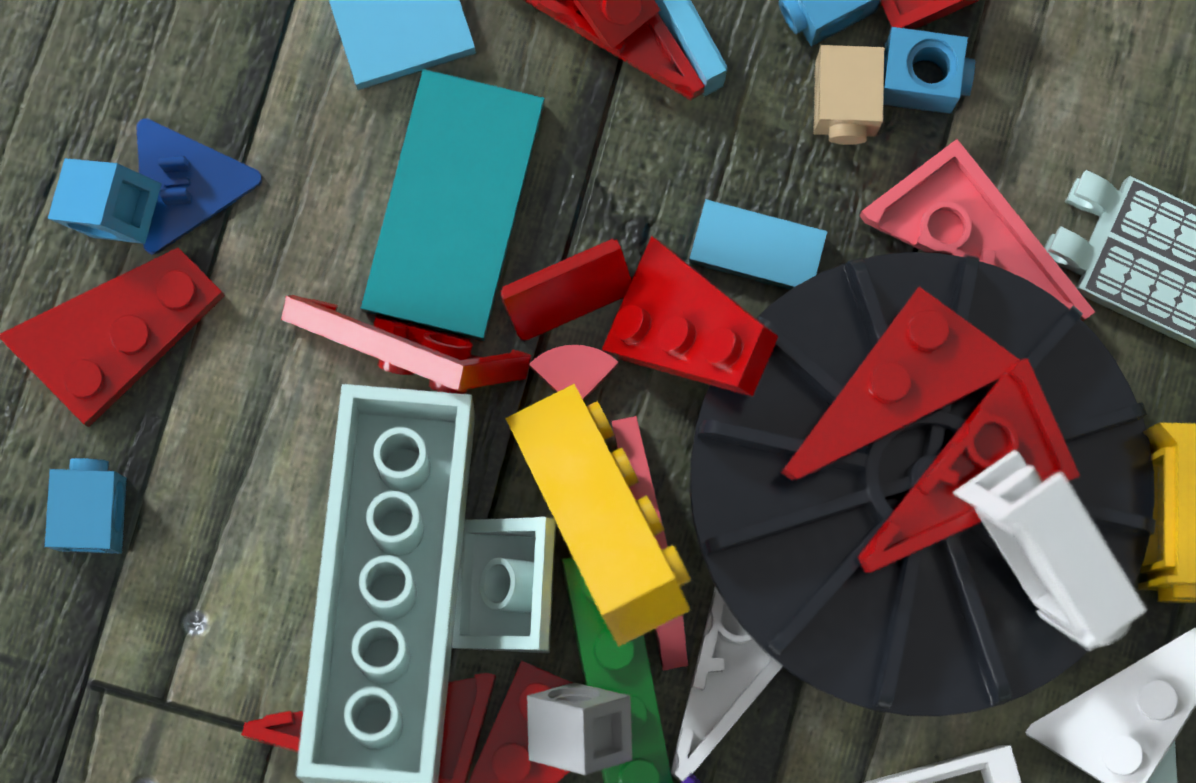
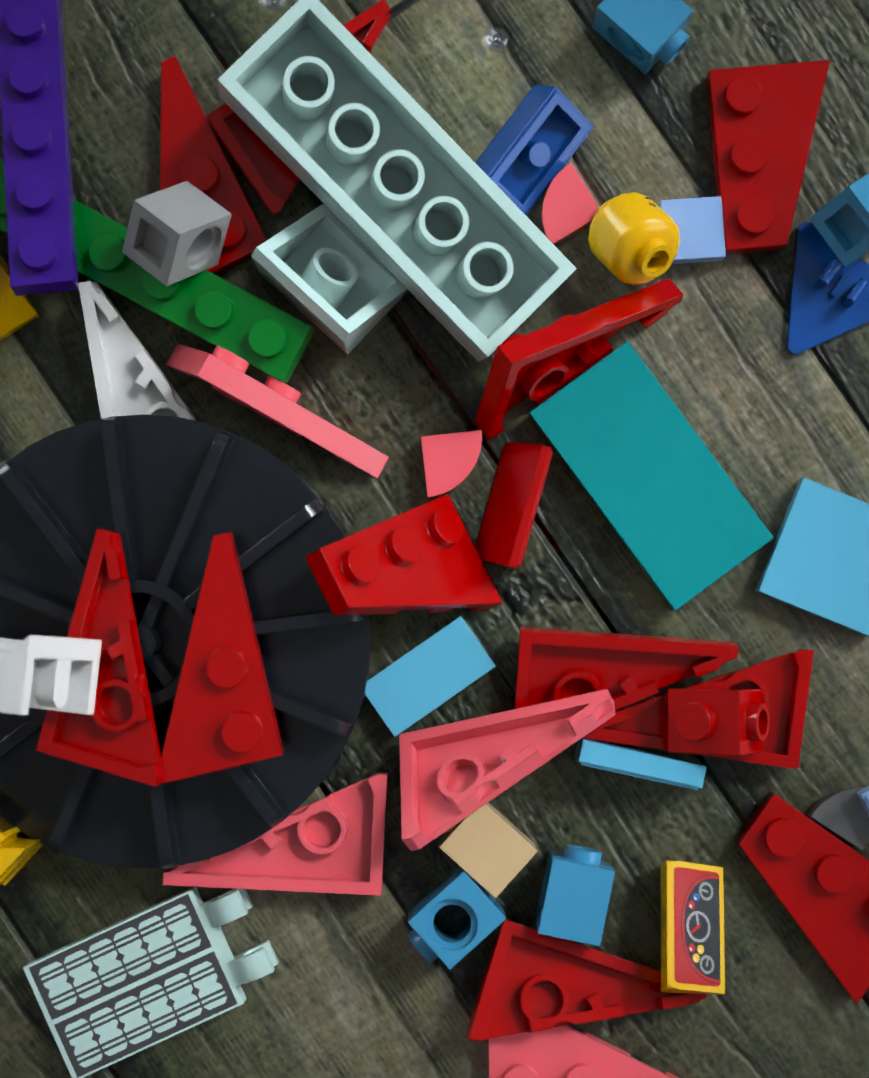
camera: 130 degrees right, 5 degrees up
(227, 333) = (699, 228): none -> light blue tile
(264, 517) = (534, 145): none -> blue slope
(275, 367) = (634, 238): none -> yellow head
(290, 447) = (567, 206): none -> coral tile
(598, 516) = (319, 374): yellow brick -> none
(653, 128) = (632, 667): none -> red wing
(799, 153) = (469, 762): none -> coral wing

